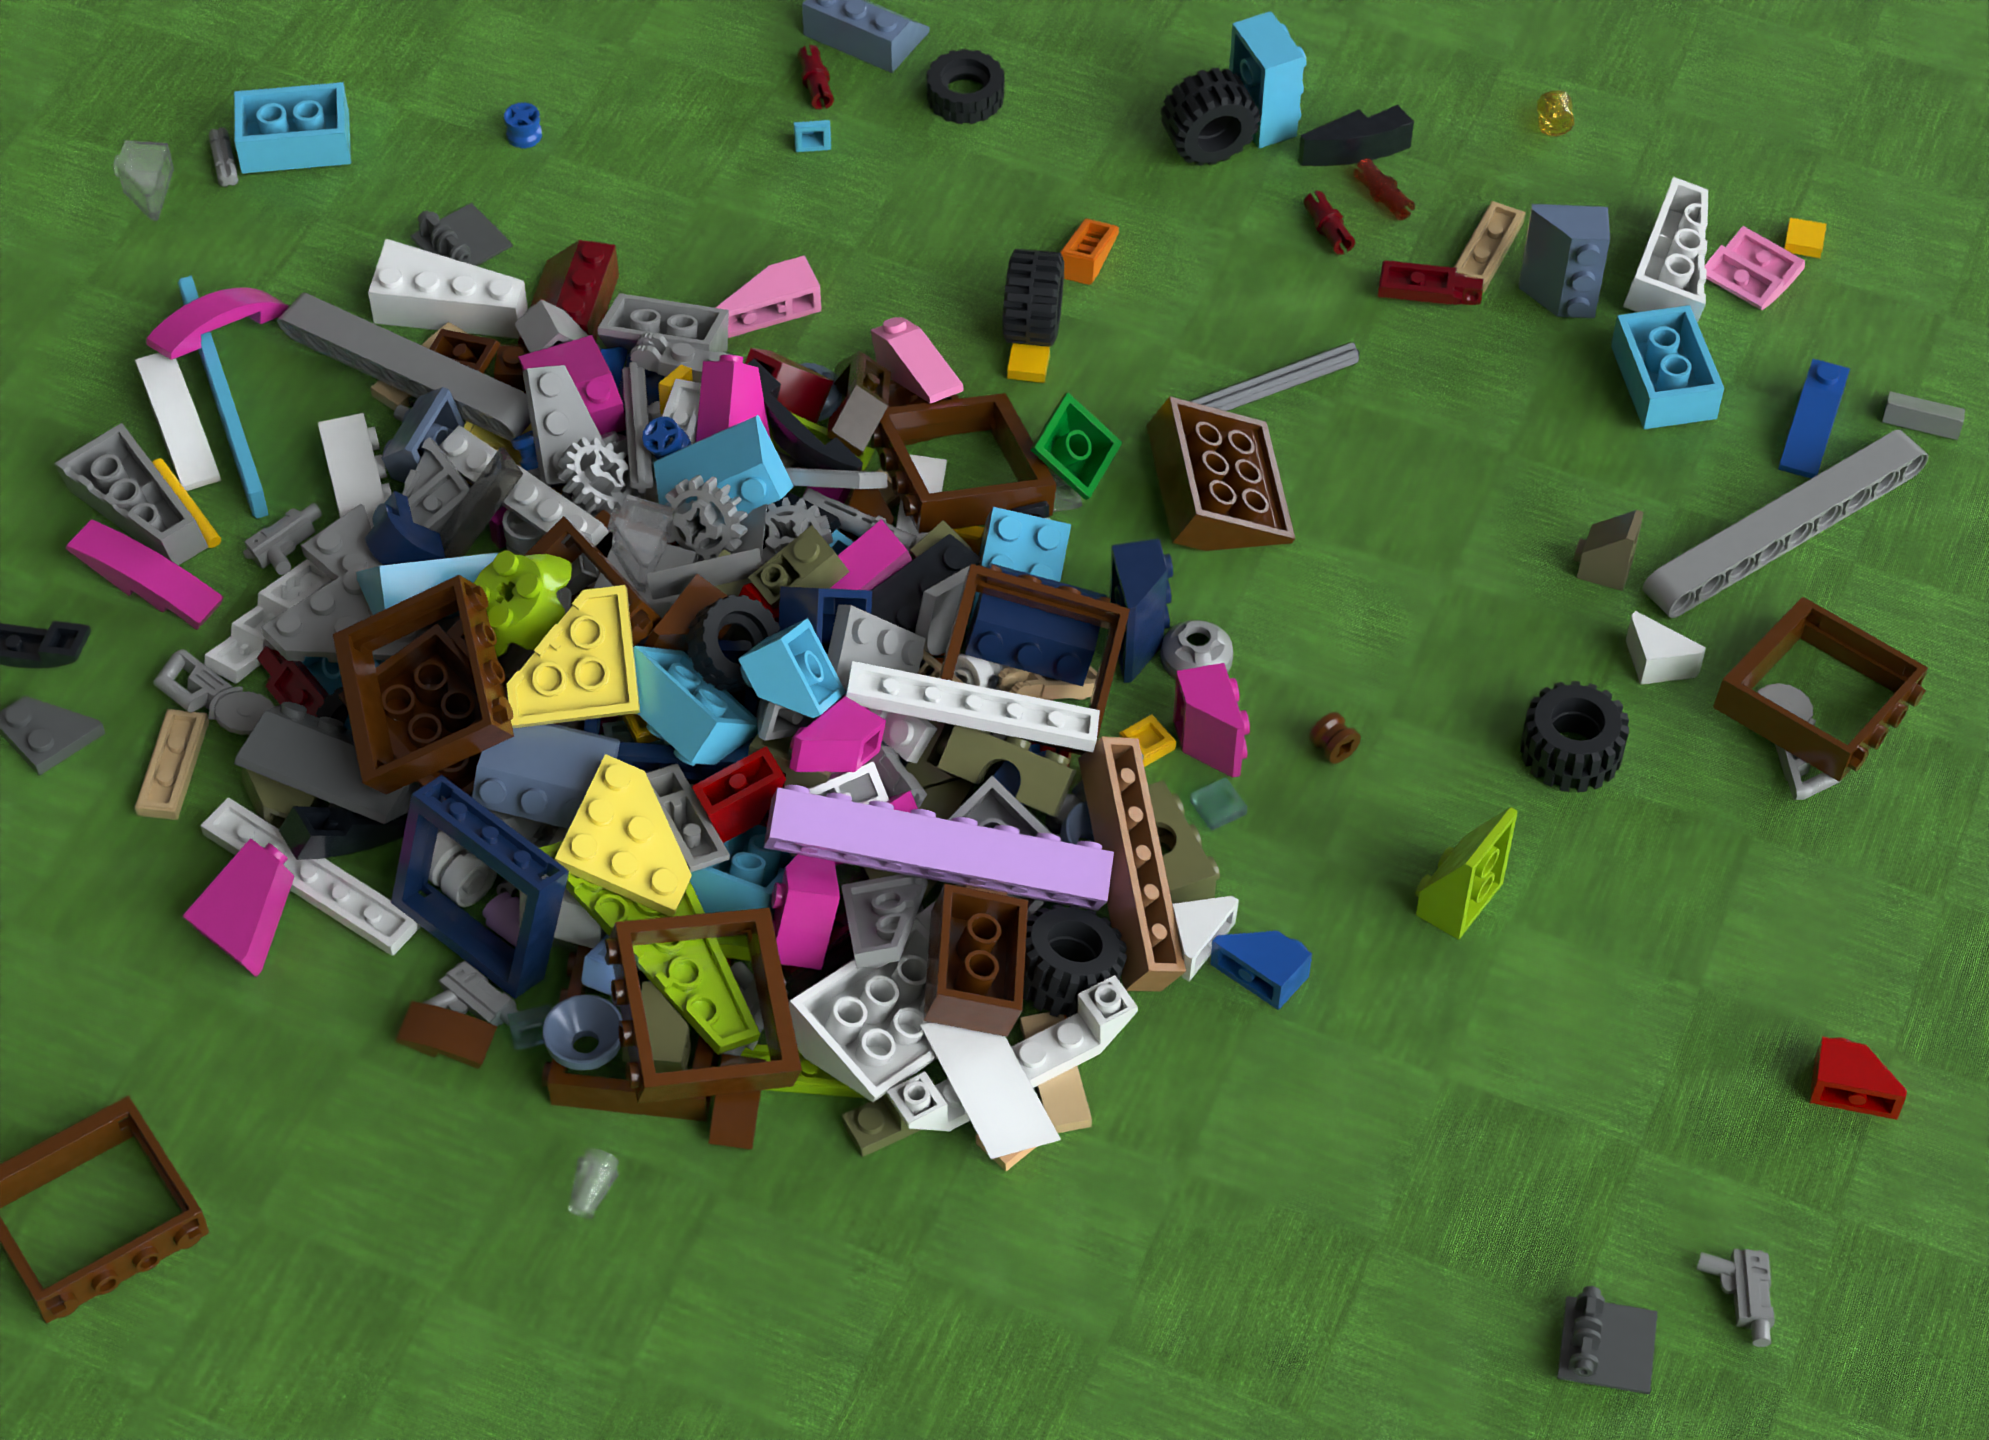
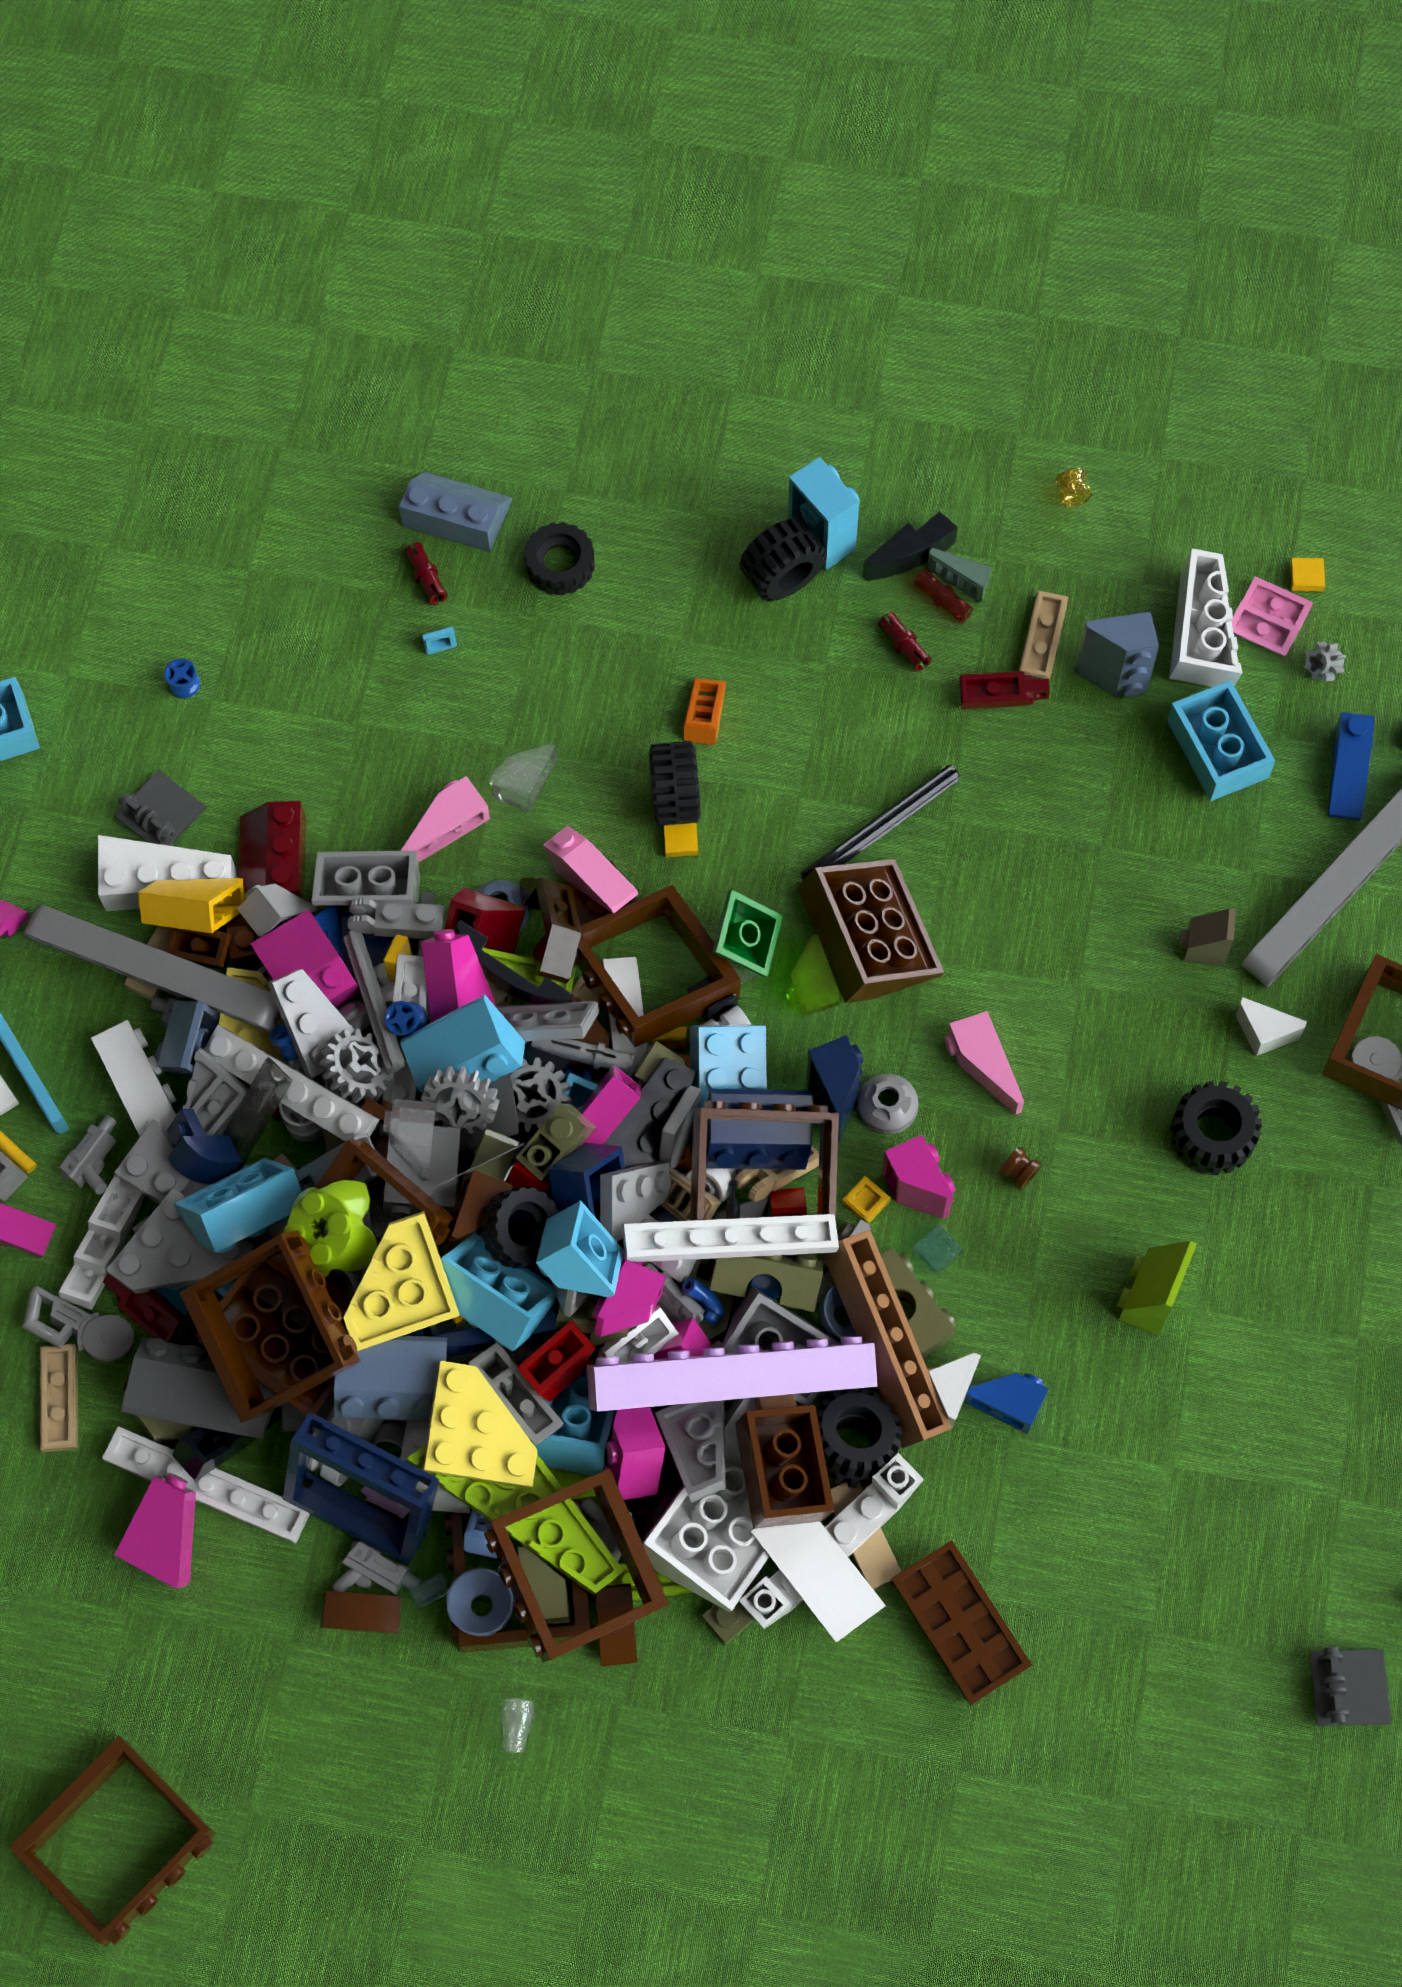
camera: 10 degrees left, 15 degrees up
(465, 311) = (191, 903): none -> yellow slope
(870, 272) = (523, 776): none -> clear slope
(931, 781) = (702, 1294): none -> blue arm
(1140, 511) = (812, 981): none -> clear neon green slope
(1147, 1180) = (961, 1622): none -> reddish brown plate
(1318, 623) = (982, 1056): none -> bright pink slope
(1414, 171) = (961, 572): none -> sand green slope
(1805, 316) = (1324, 661): none -> light grey gear

